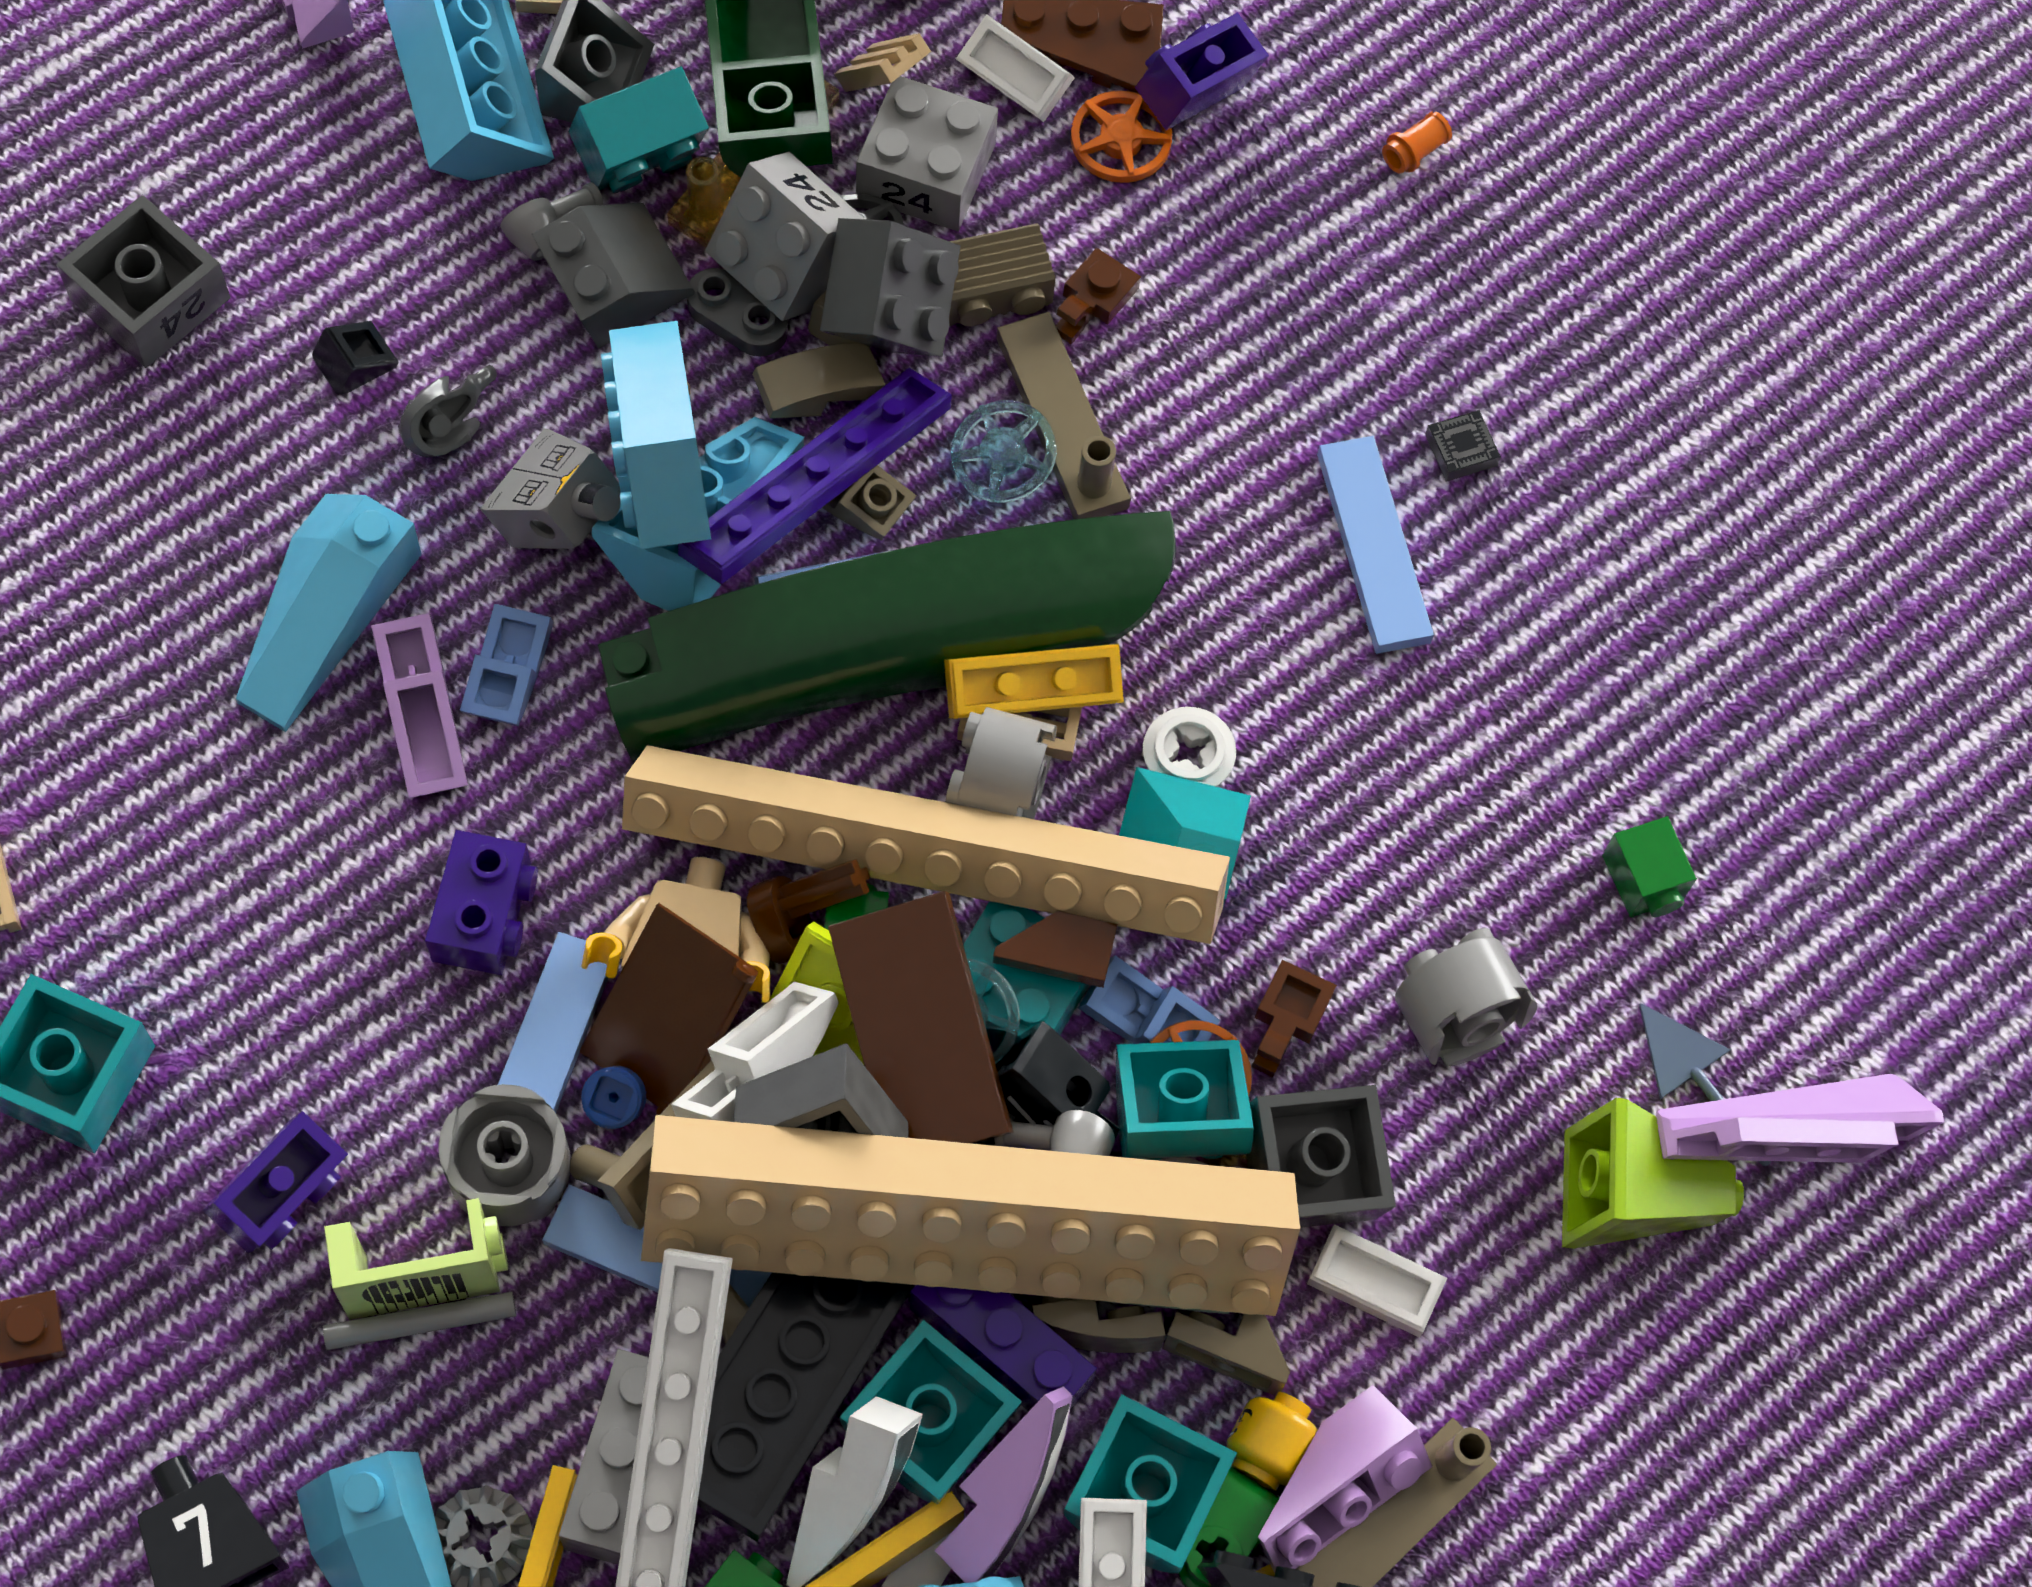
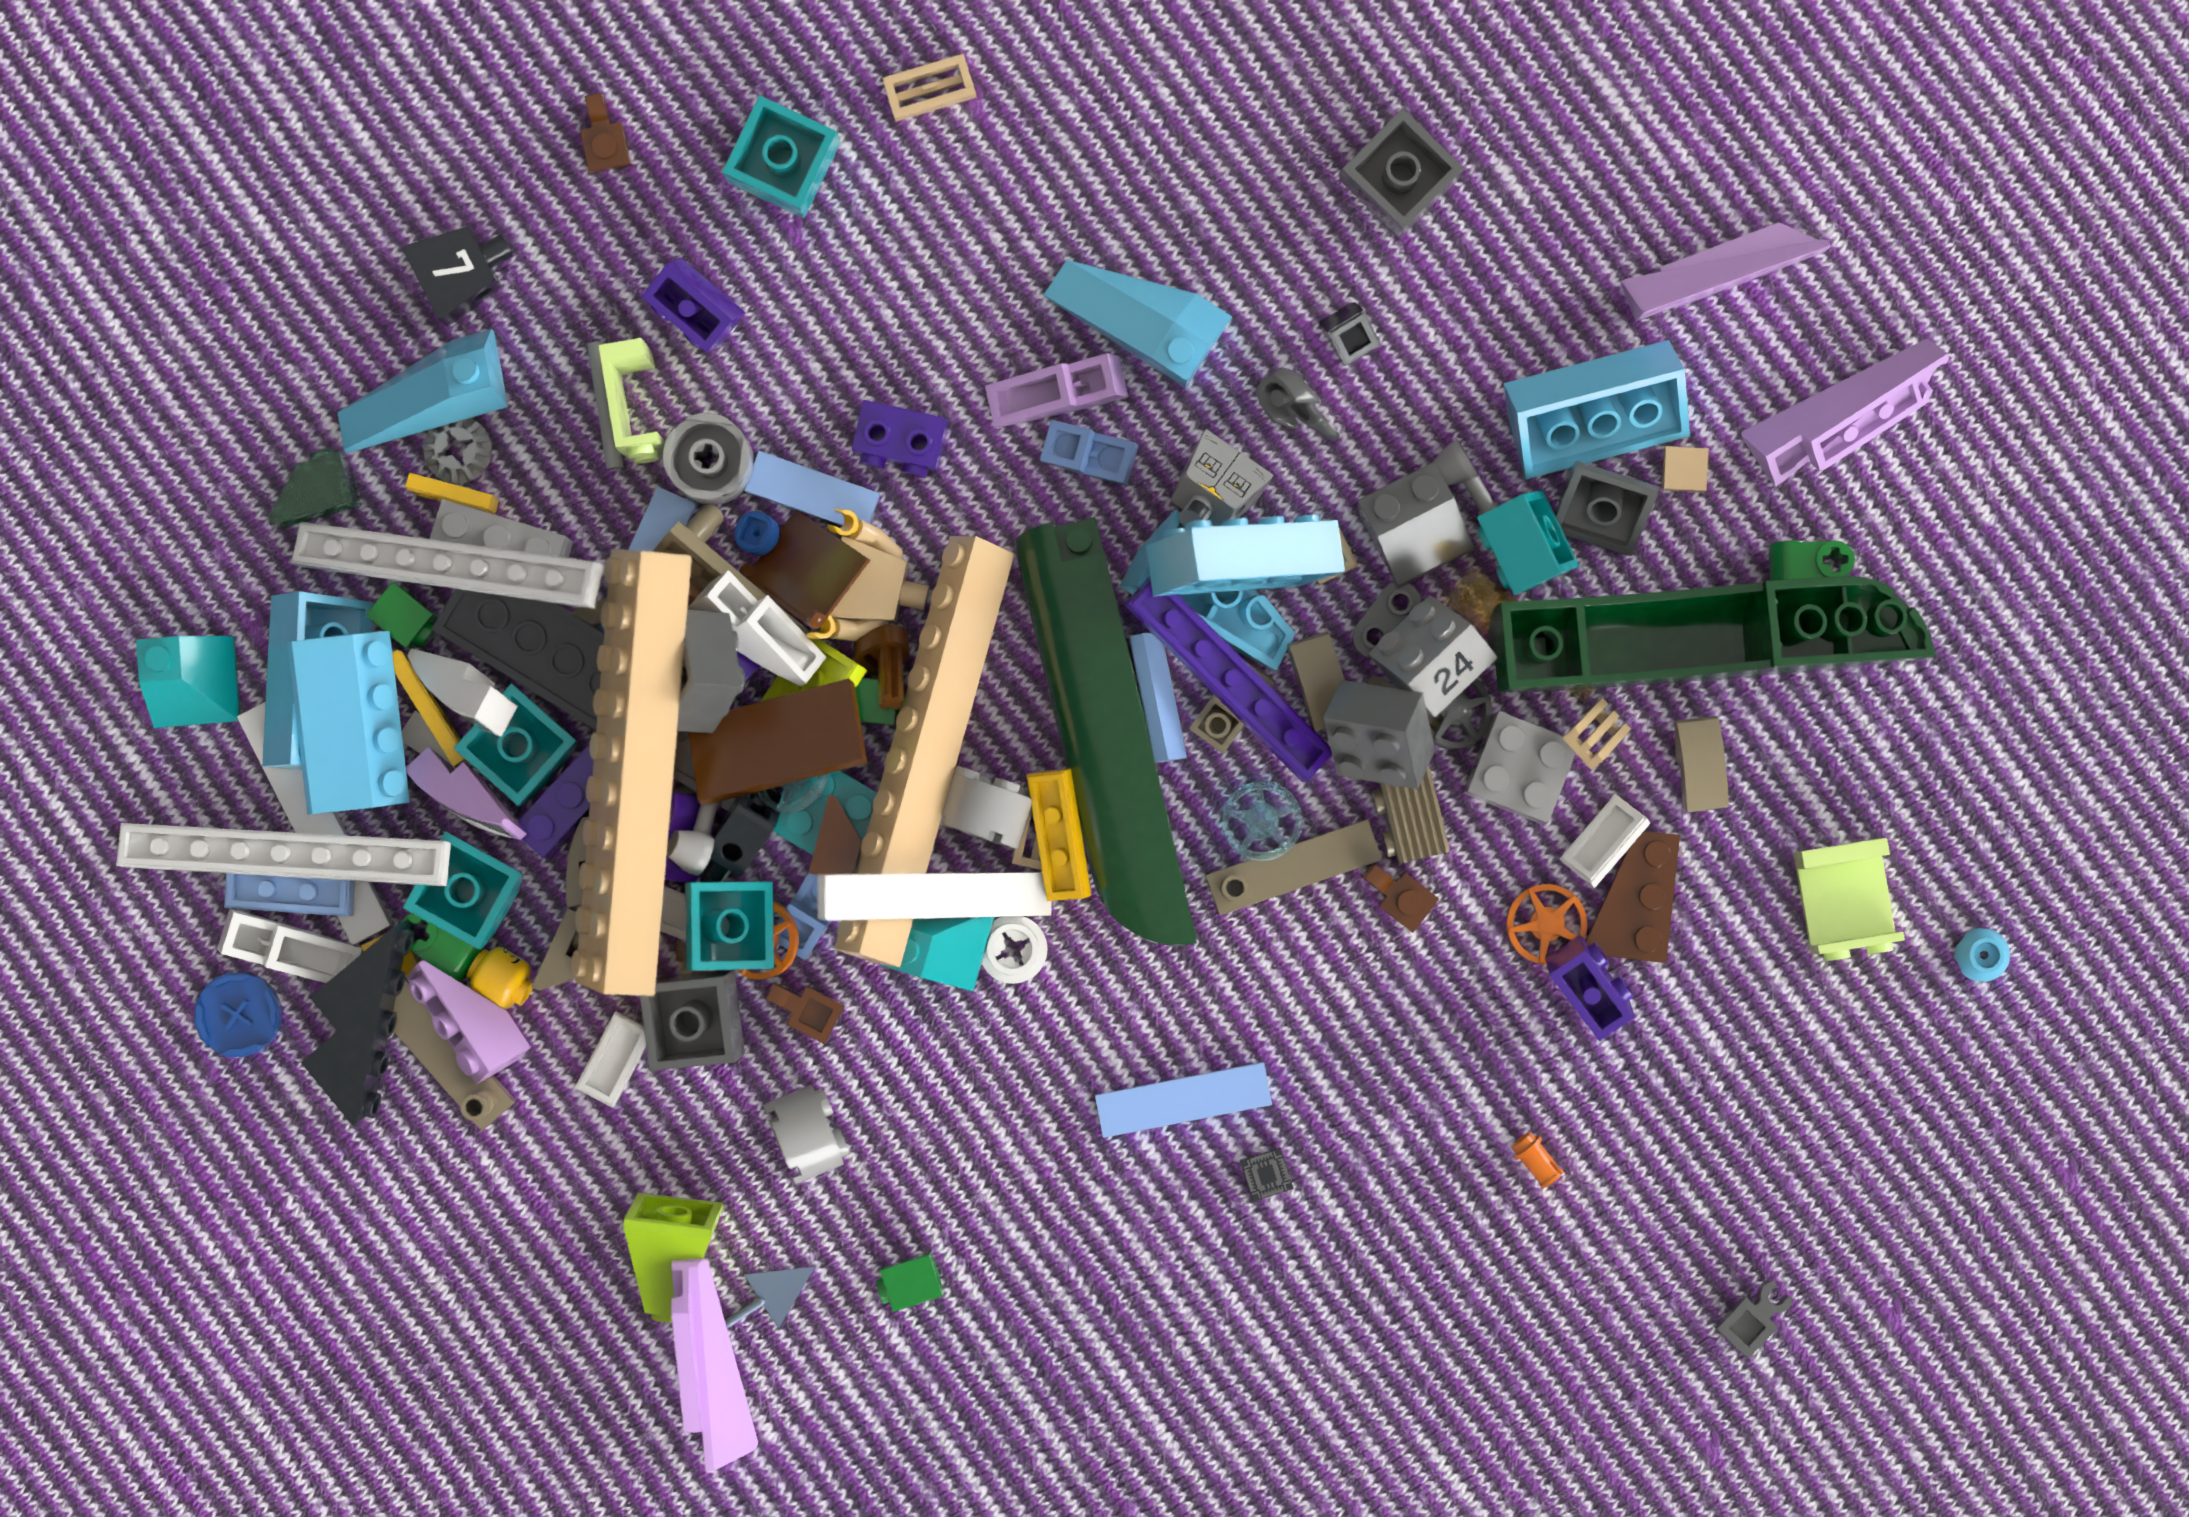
camera: 100 degrees right, 20 degrees up
(1129, 818) = (931, 895): none -> white tile

